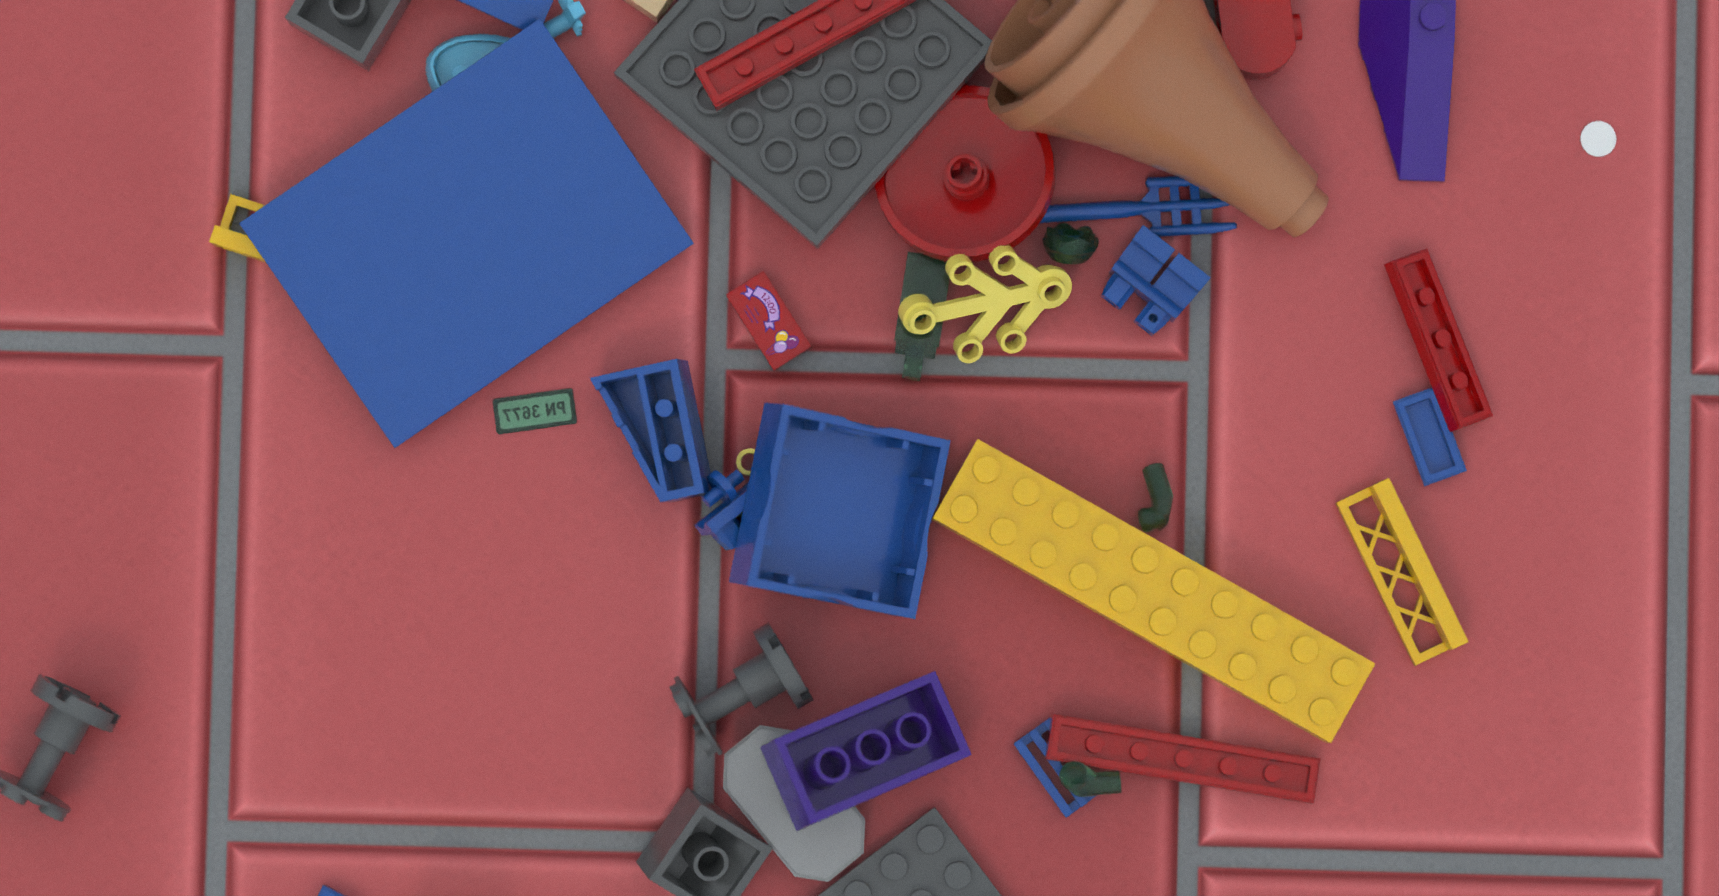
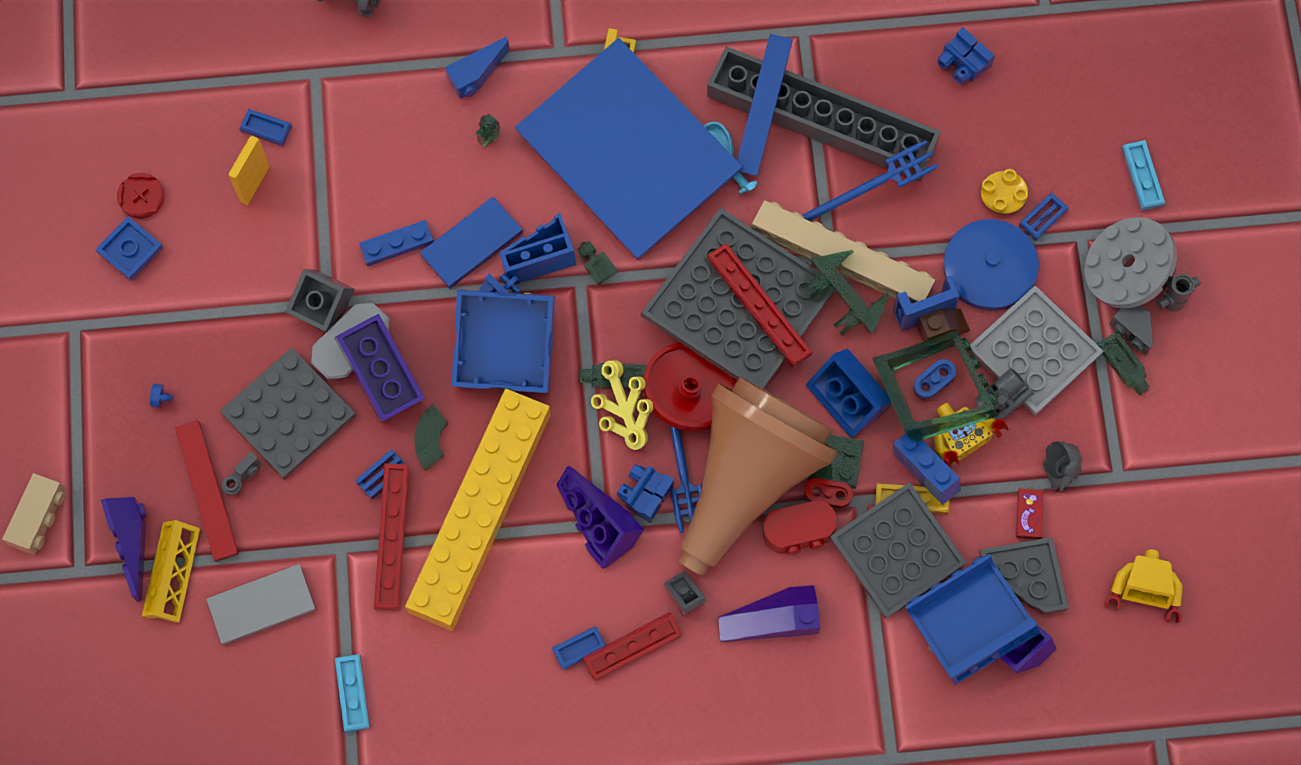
camera: 85 degrees right, 15 degrees down
(260, 518) = (473, 70): none -> blue slope
(394, 498) = (488, 131): none -> clear green plate
(534, 411) = (542, 196): clear green sticker -> none
(598, 700) = (396, 243): none -> blue plate
(615, 556) = (471, 242): none -> blue tile
(698, 316) = (599, 266): none -> clear green plate
(756, 682) = (417, 321): dark grey piece -> none
(768, 321) = (602, 302): red tile -> none
(995, 674) = (427, 437): none -> clear green tile
(1069, 244) = (660, 446): clear green plate -> none
(1086, 782) = (374, 484): clear green arm -> none
(1161, 499) = (534, 508): clear green arm -> none
(1202, 365) = (605, 523): none -> dark purple wedge
(1357, 232) = (685, 593): none -> dark grey slope
(1417, 564) = (507, 645): yellow fence -> none
(1464, 856) = (352, 693): none -> medium azure tile
(1598, 138) = (755, 723): white sticker -> none

